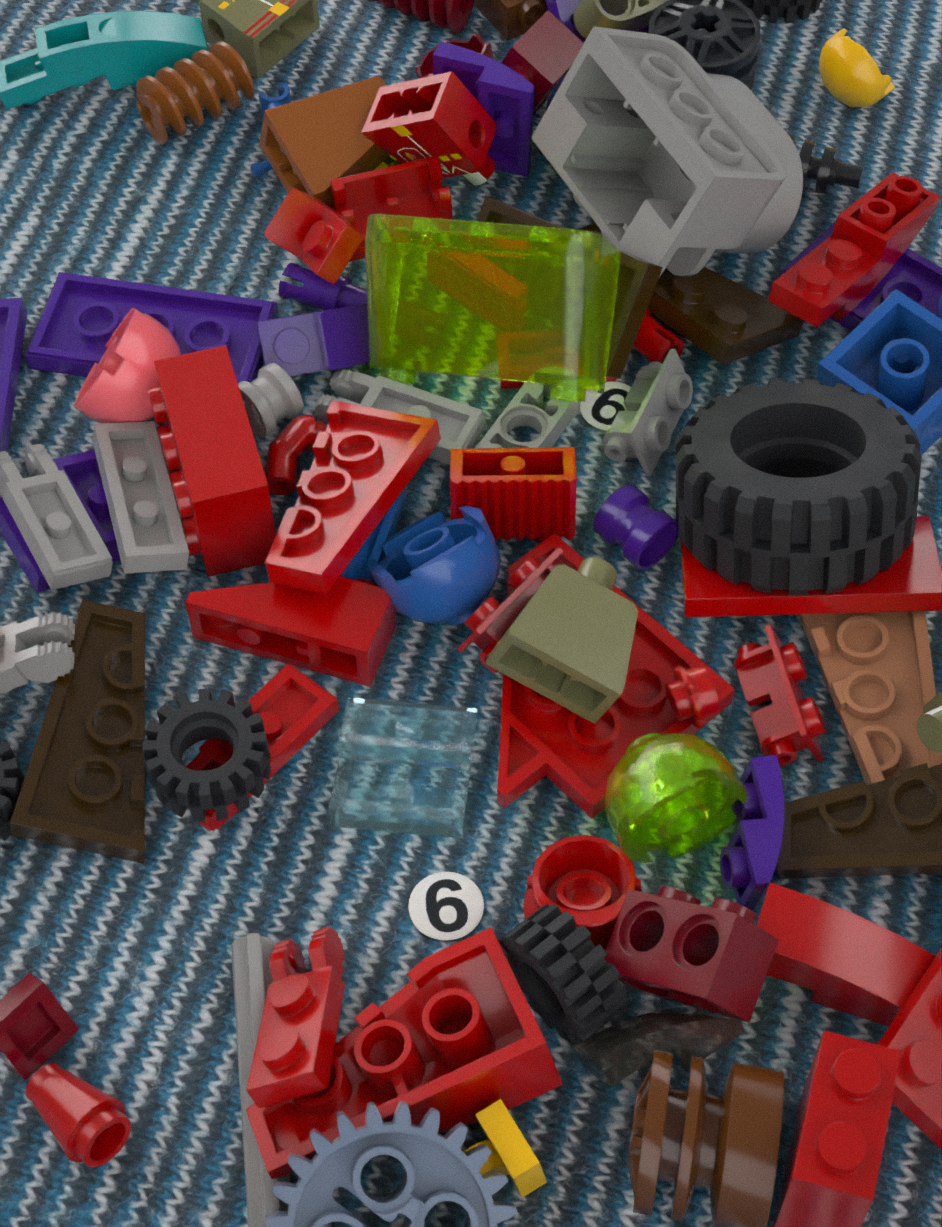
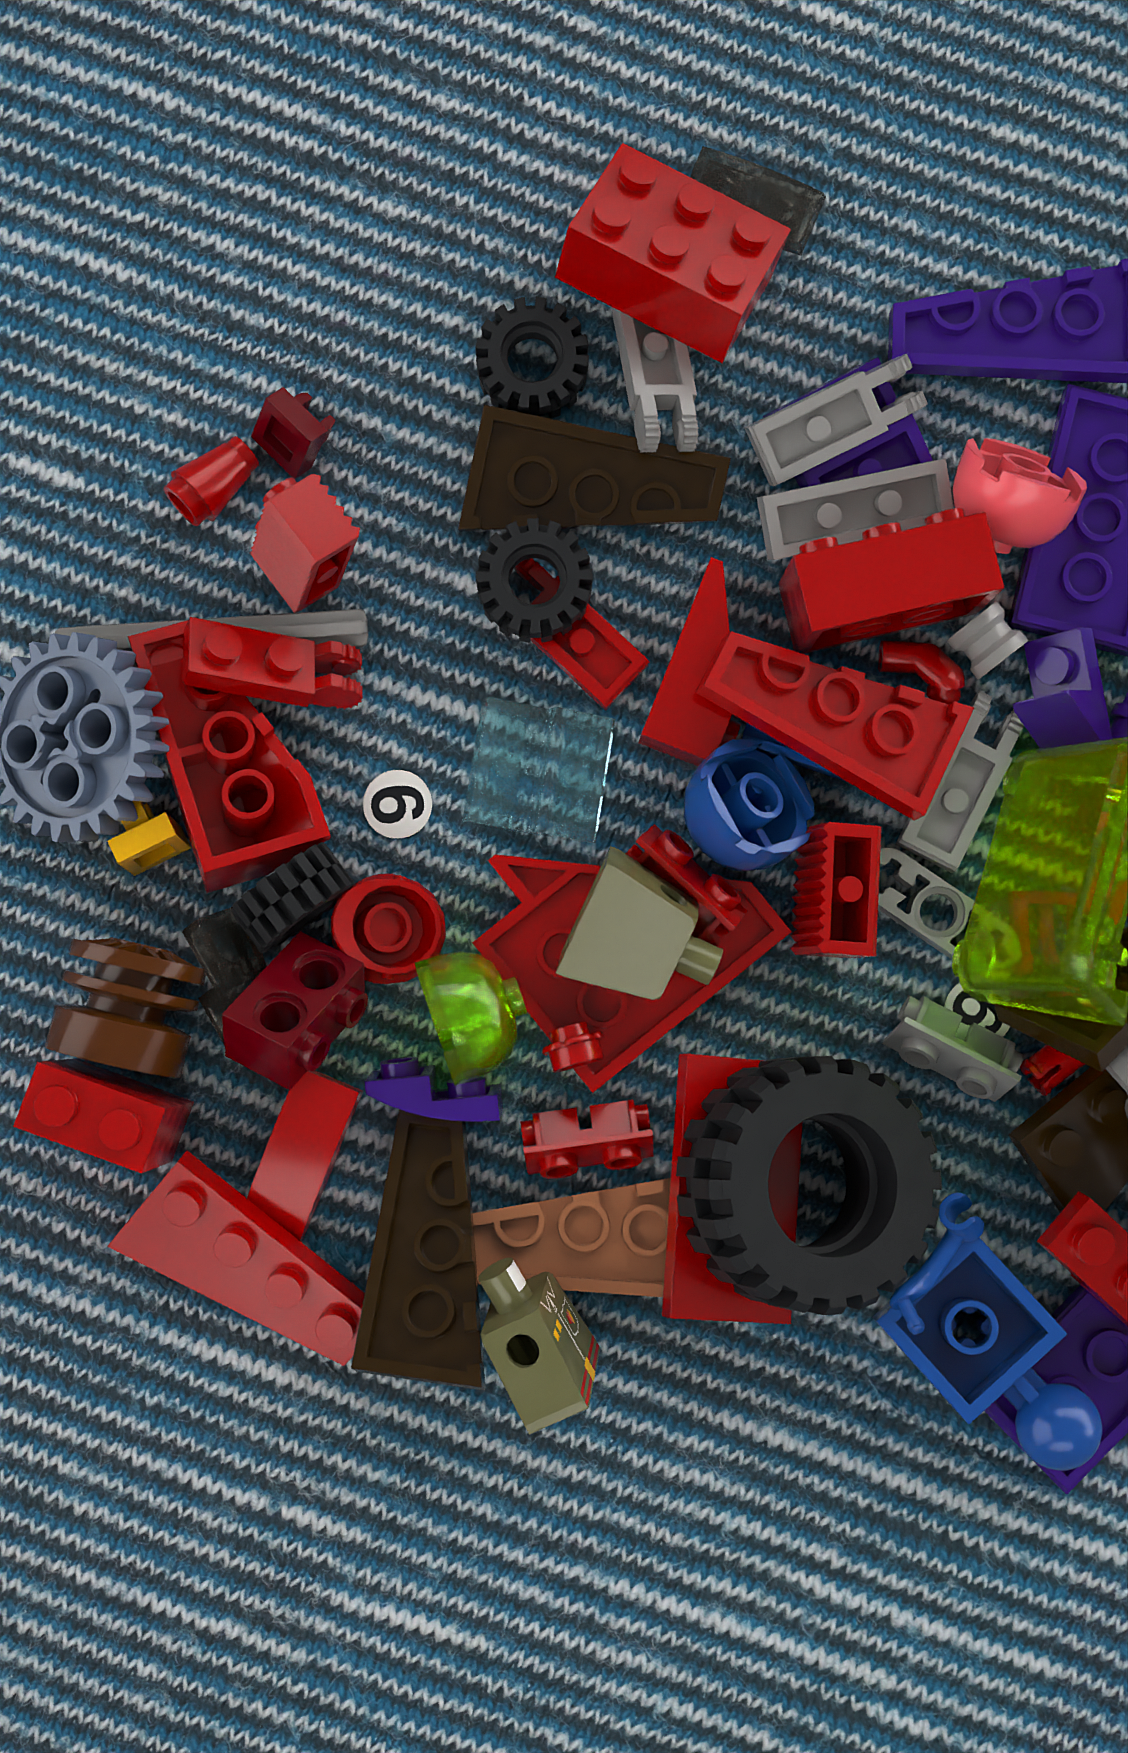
camera: 85 degrees right, 30 degrees up
(159, 978) = (303, 541): none -> red brick
(636, 527) = (798, 1017): dark purple wheel -> none
(862, 386) = (938, 1260): none -> blue piece

